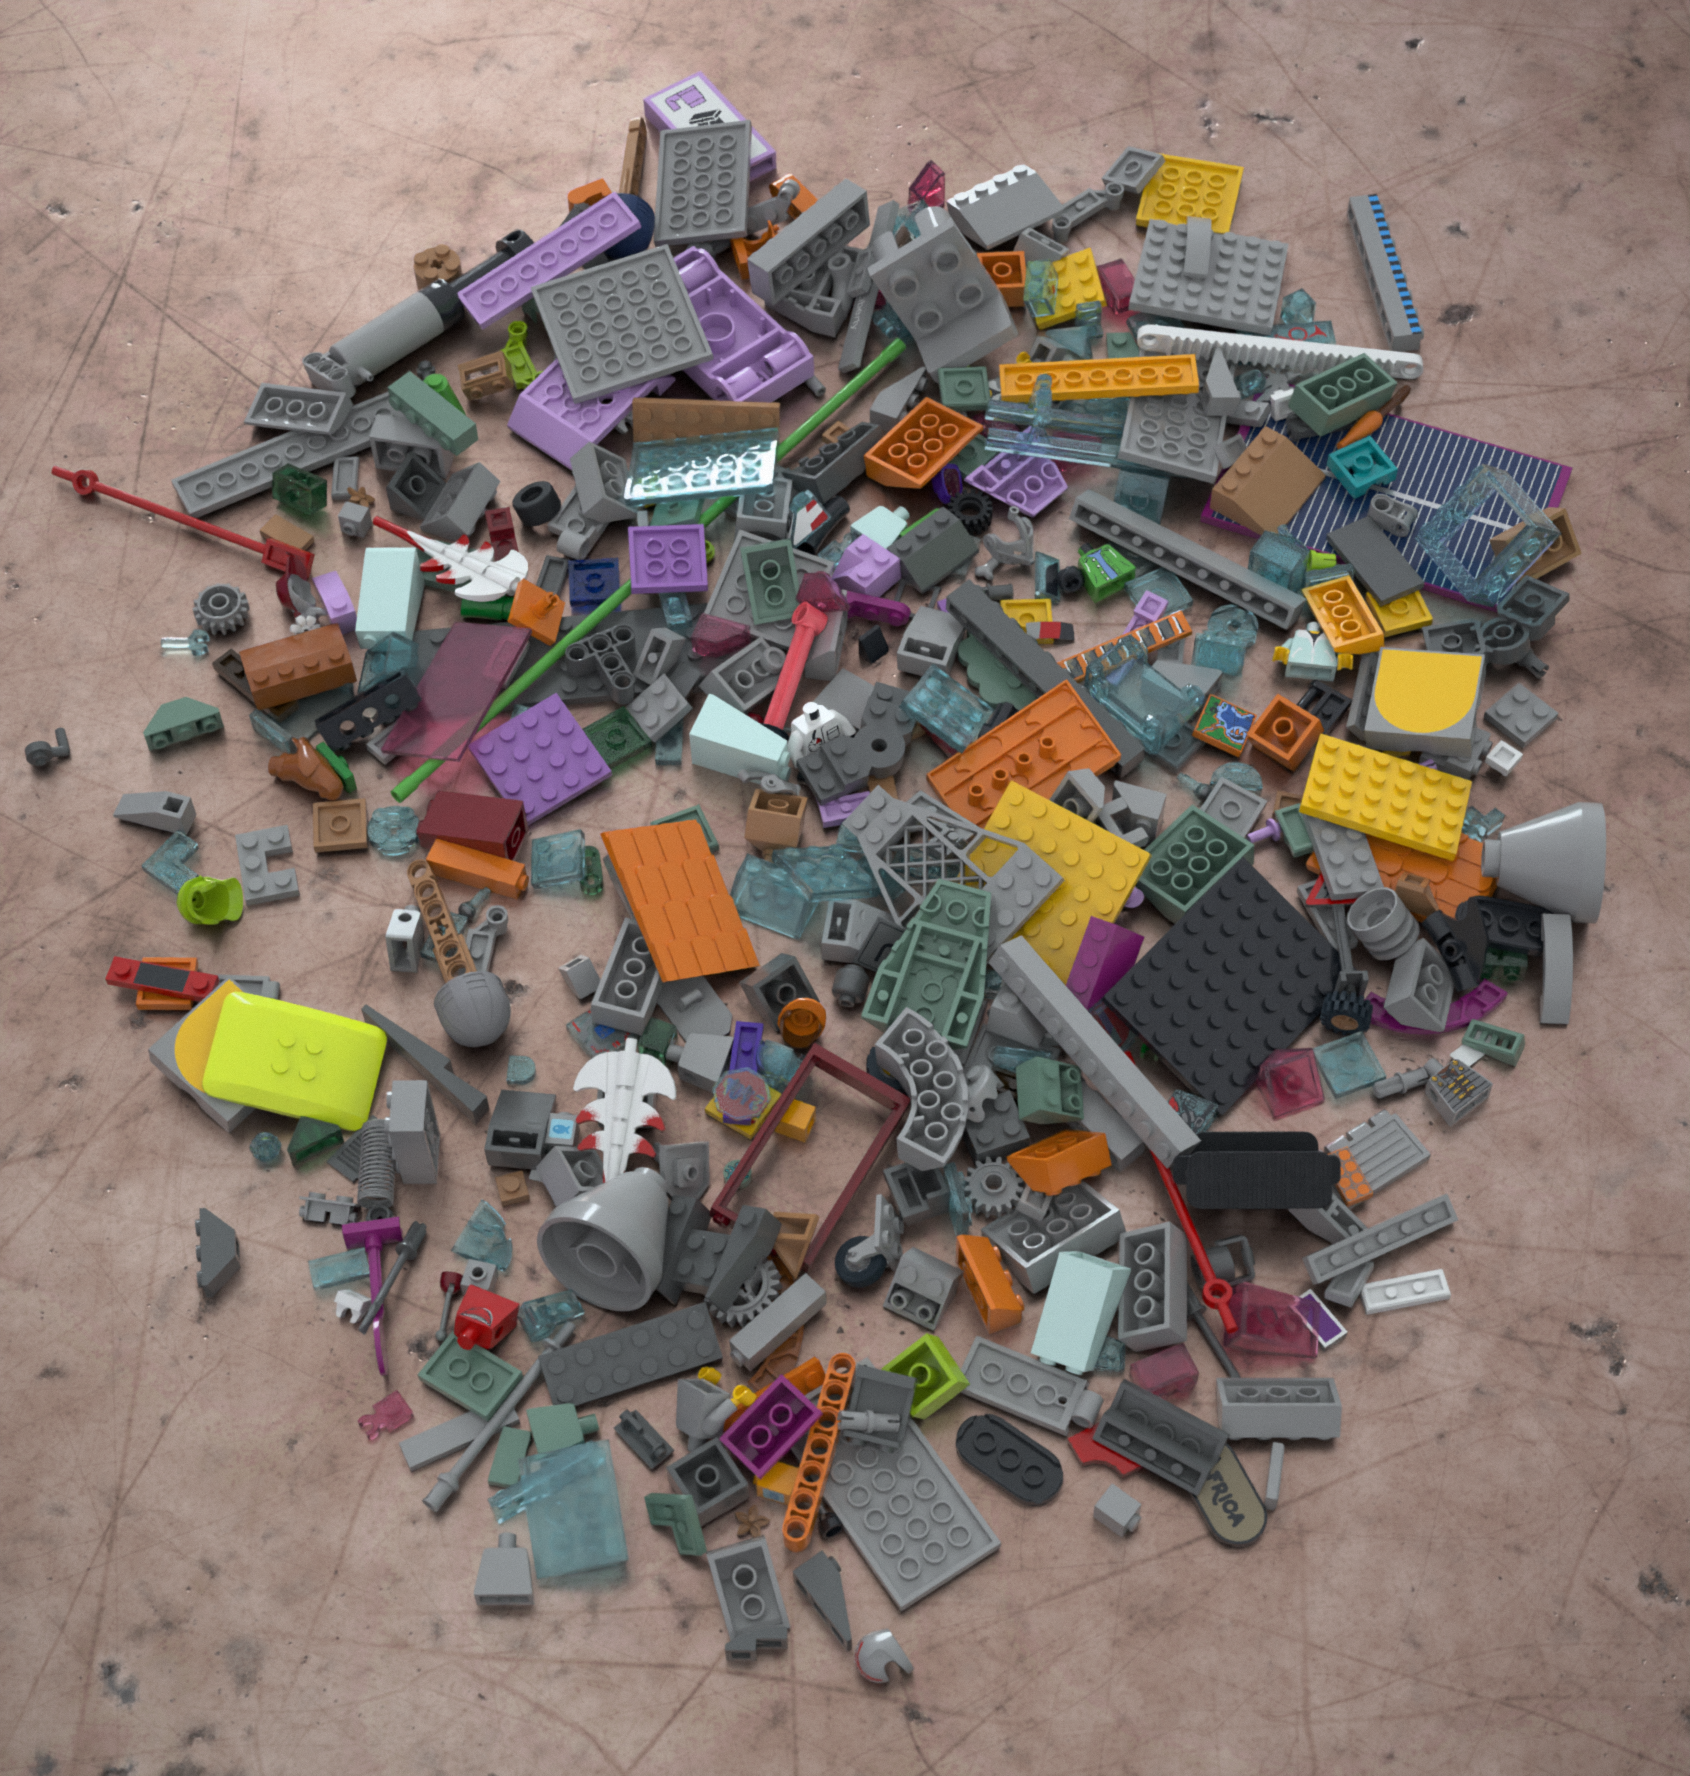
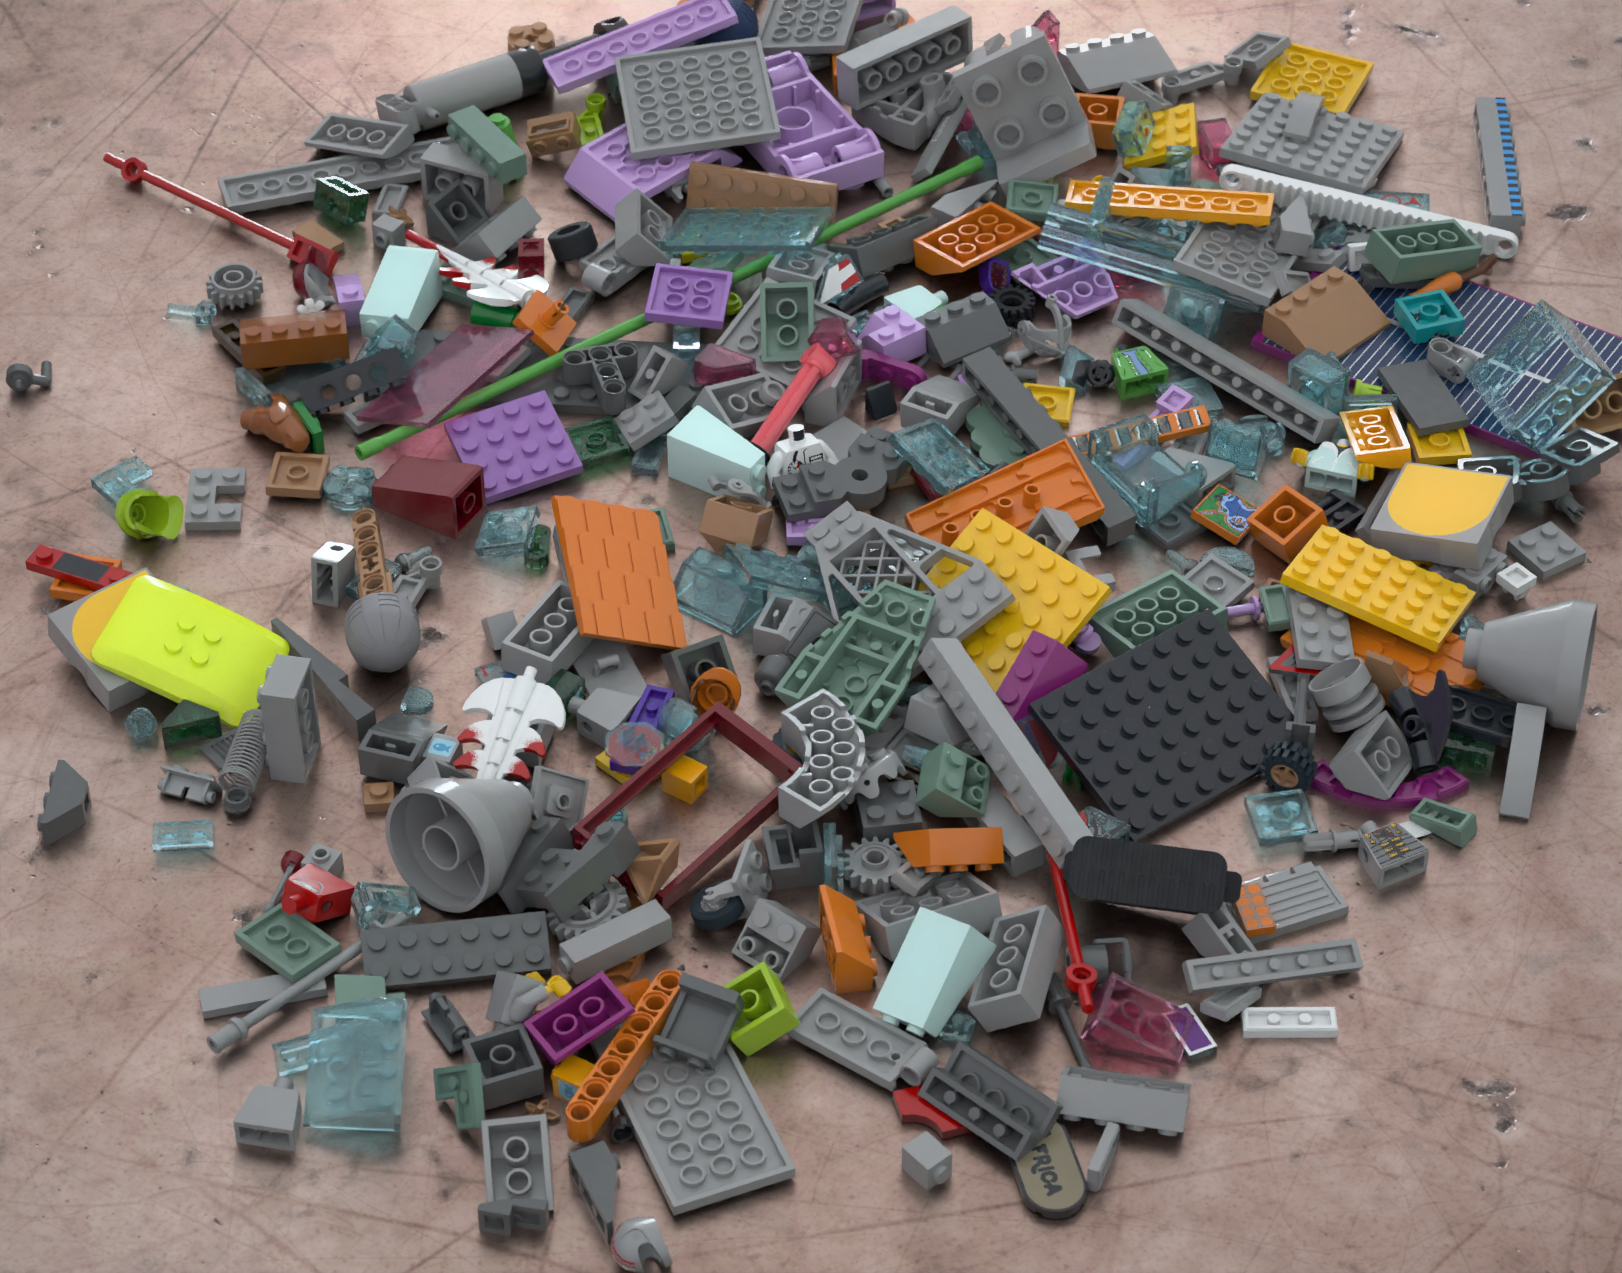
camera: 10 degrees right, 15 degrees down
(158, 810) = (122, 437): light grey slope -> none
(181, 721) = (166, 370): sand green slope -> none
(355, 1301) = (185, 863): white tile -> none
(372, 1236) = (226, 811): magenta piece -> none
(389, 1412) = (195, 964): clear pink plate -> none
(407, 1251) = (254, 828): dark grey piece -> none
(477, 869) = (424, 528): orange brick -> none
(485, 1238) = (339, 831): clear light blue brick -> none
(511, 1446) = (300, 1021): sand green tile -> none
(592, 581) = (609, 310): clear blue plate -> none
(868, 1421) = (682, 1031): light grey pin -> none
(1009, 1459) = (826, 1103): black tile -> none
(1055, 630) = (1070, 414): sticker -> none
(1143, 809) = (1119, 559): light grey slope -> none
(1166, 1372) = (1014, 1047): clear pink brick -> none
(1290, 1080) = (1214, 819): clear pink slope -> none
(1298, 307) = (1398, 179): clear light blue brick -> none

